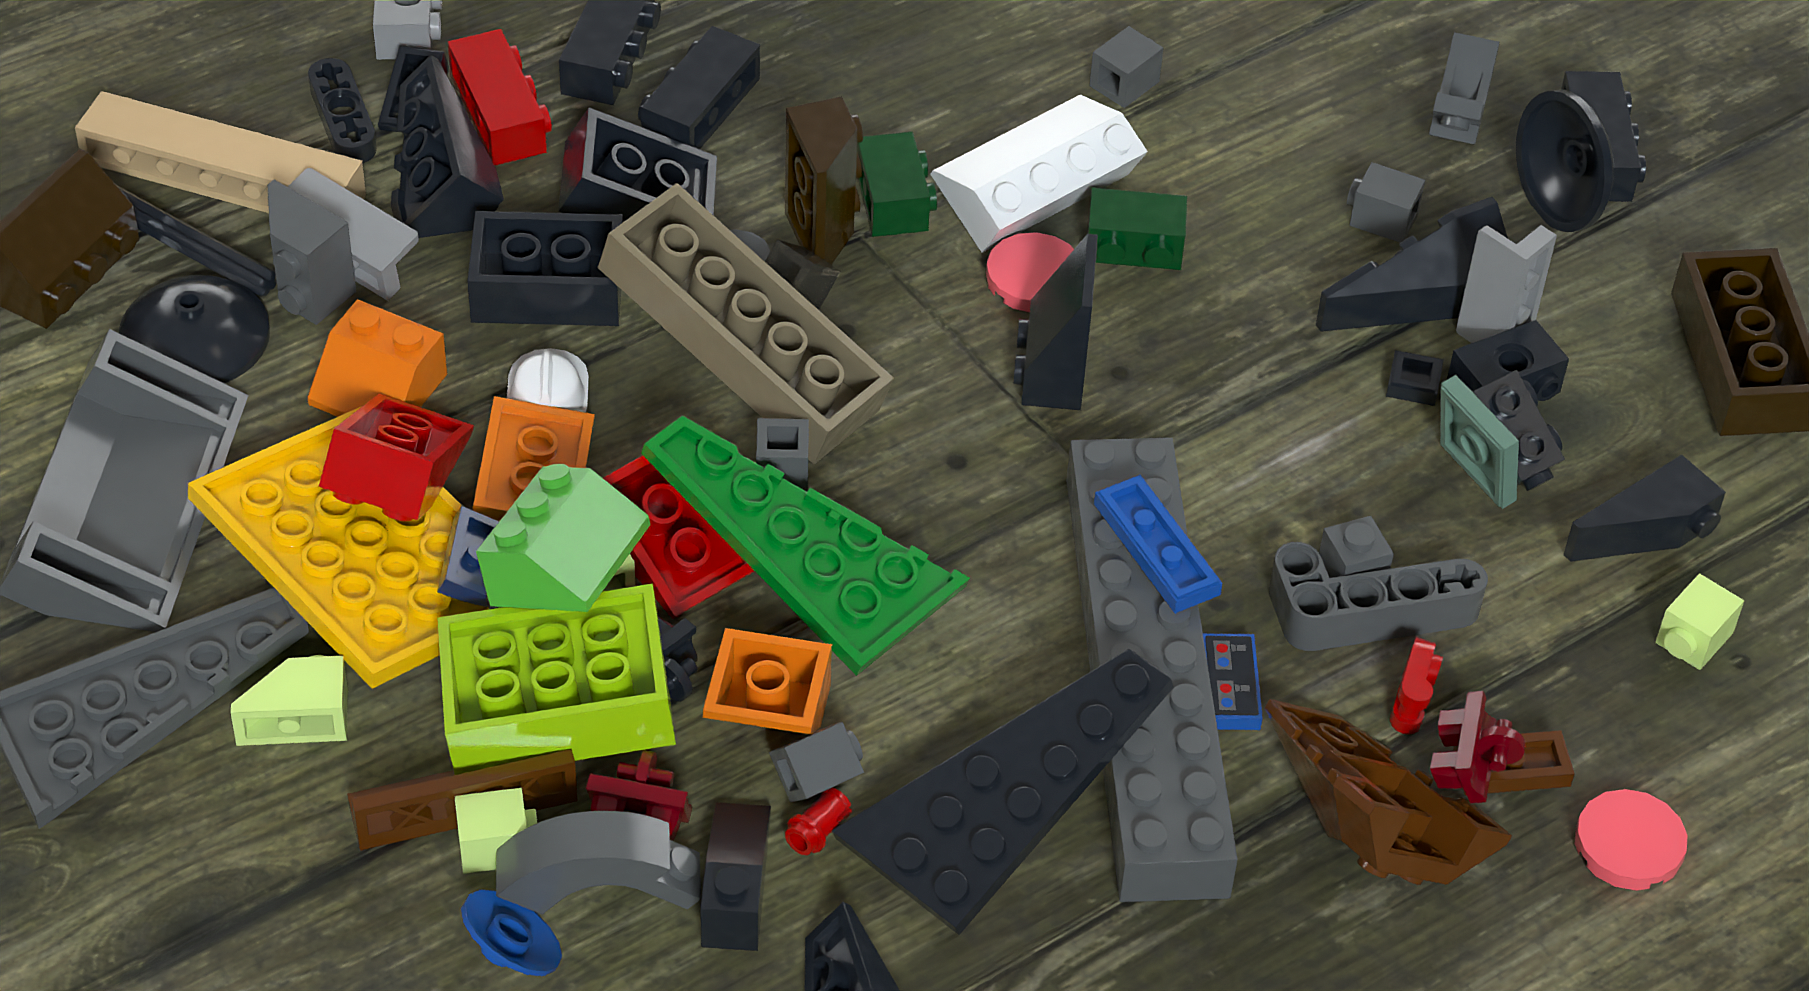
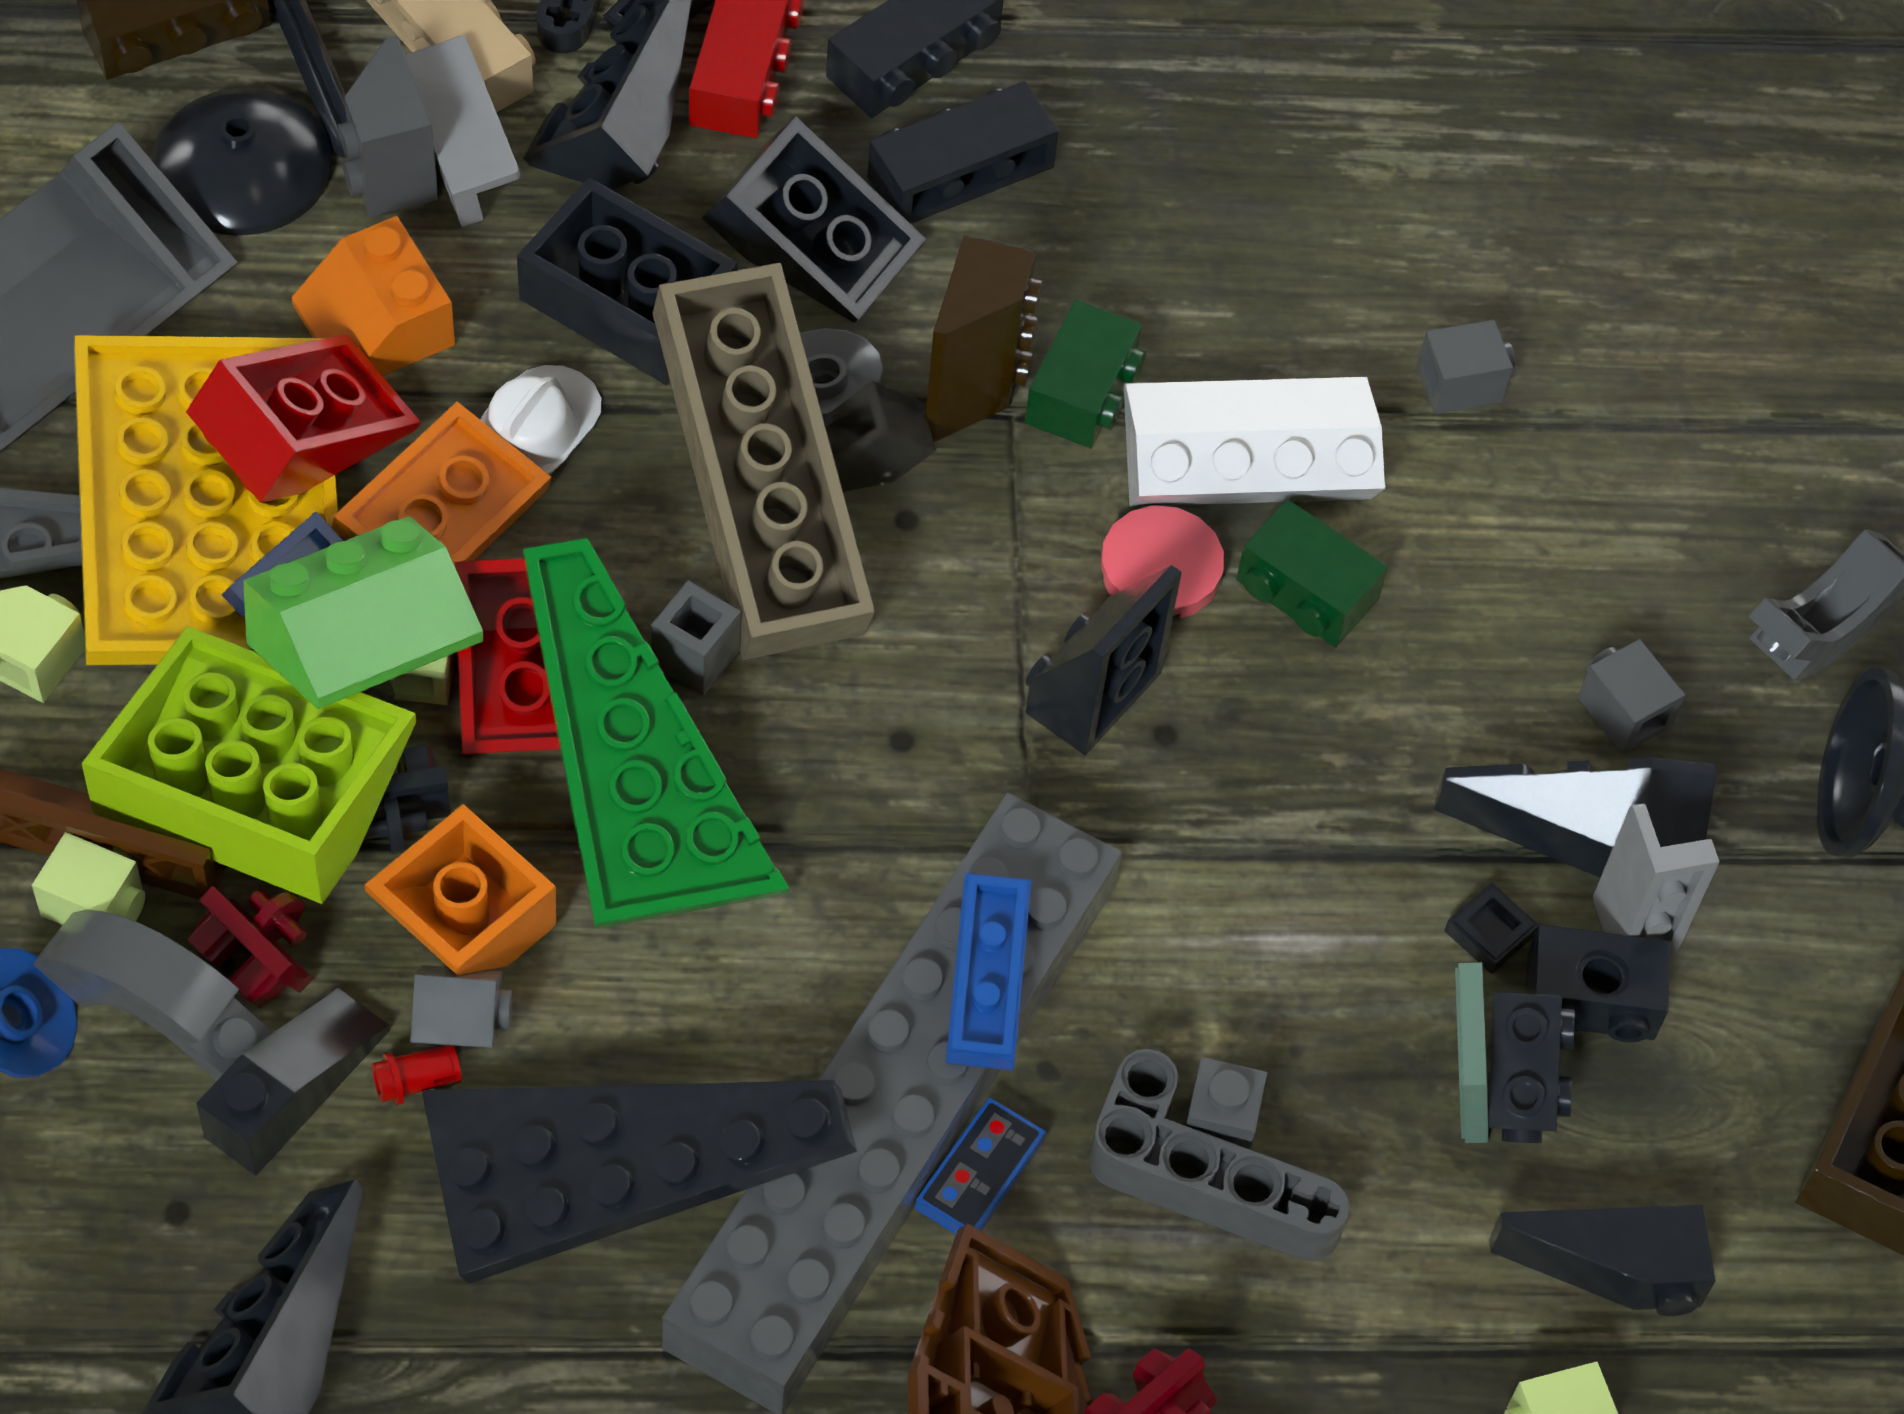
camera: 30 degrees right, 10 degrees up
(1415, 687) = (1192, 1281): red plate -> none

